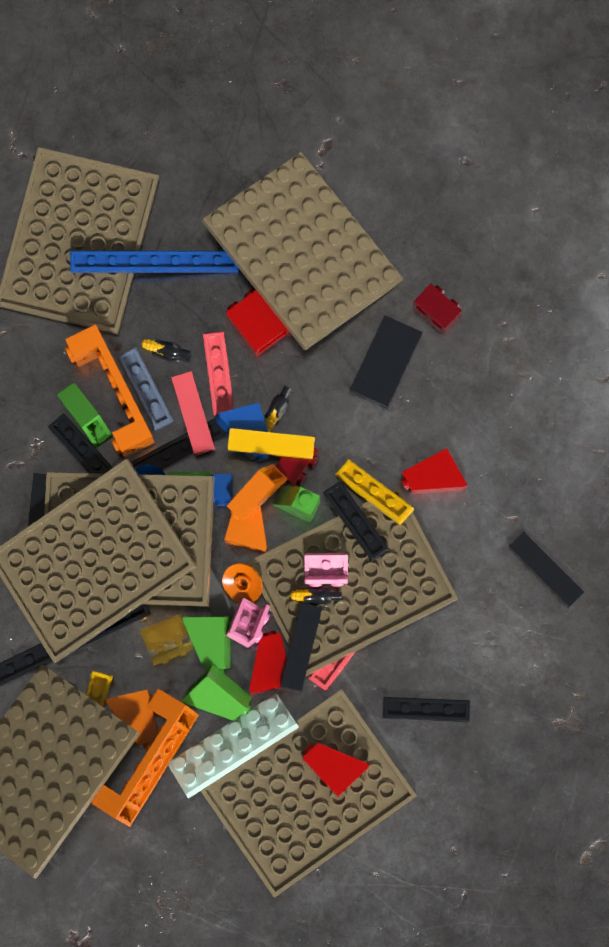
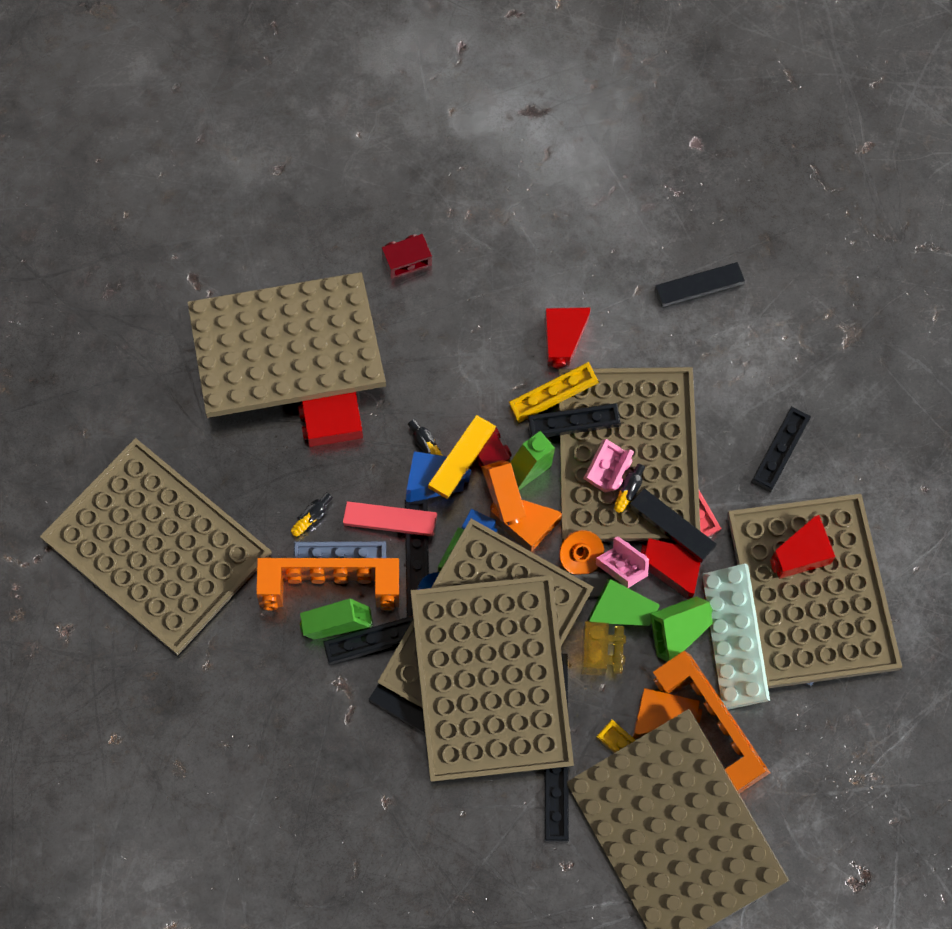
camera: 70 degrees left, 10 degrees down
(151, 262) = (218, 484): blue tile -> none
(218, 372) = (362, 479): coral tile -> none
(386, 361) = (432, 325): black tile -> none

